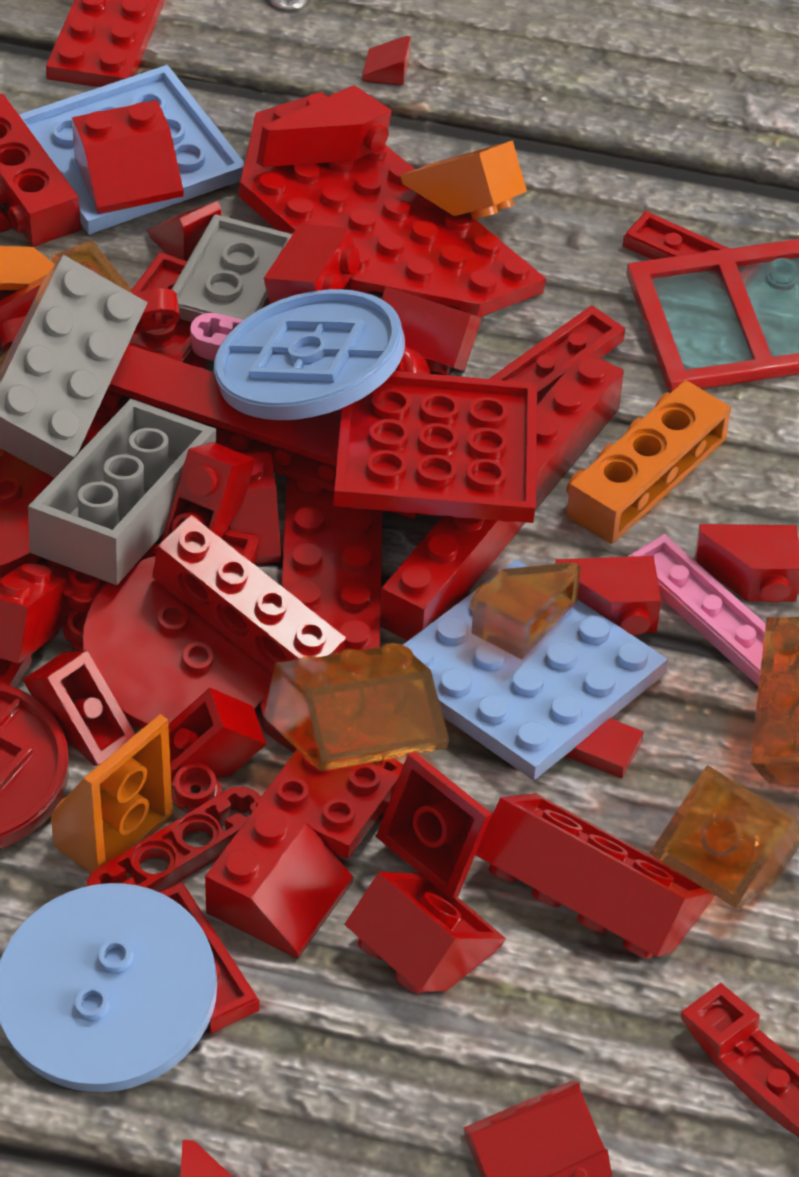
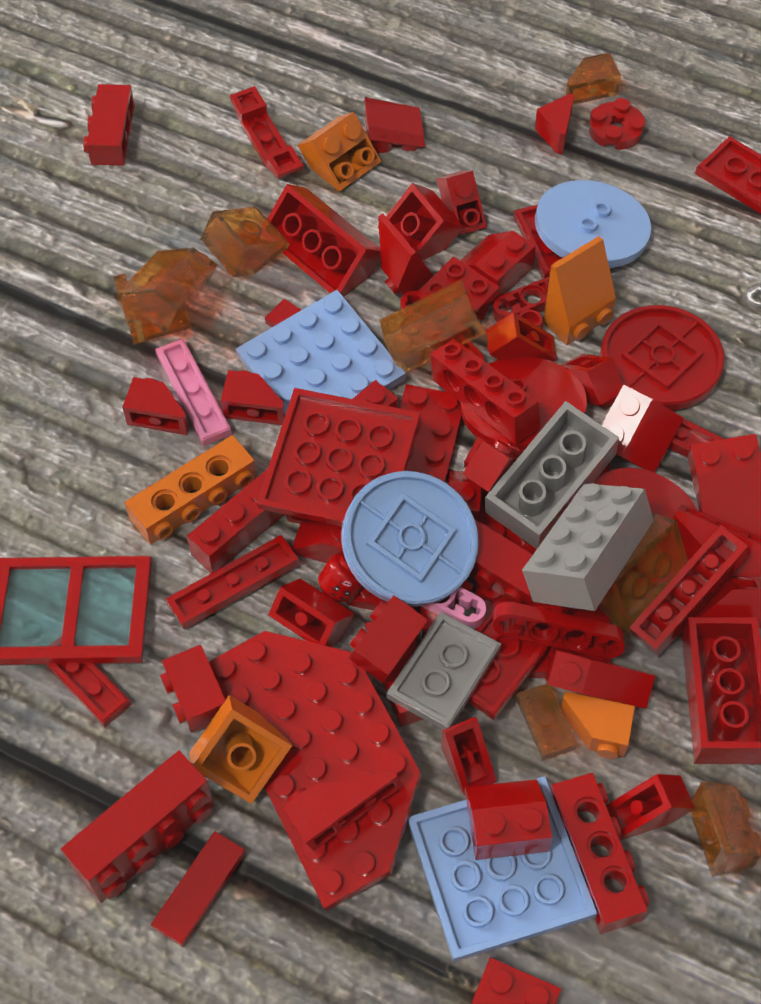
camera: 165 degrees left, 10 degrees up
(363, 992) = (462, 198): none -> red slope
(388, 62) = (256, 943): red slope -> none
(467, 96) = (198, 889): none -> red tile
(524, 605) = (313, 369): clear orange slope -> none
(545, 238) = (194, 687): none -> red brick
(554, 95) = (139, 827): none -> red brick
(628, 1059) = (340, 151): none -> orange slope

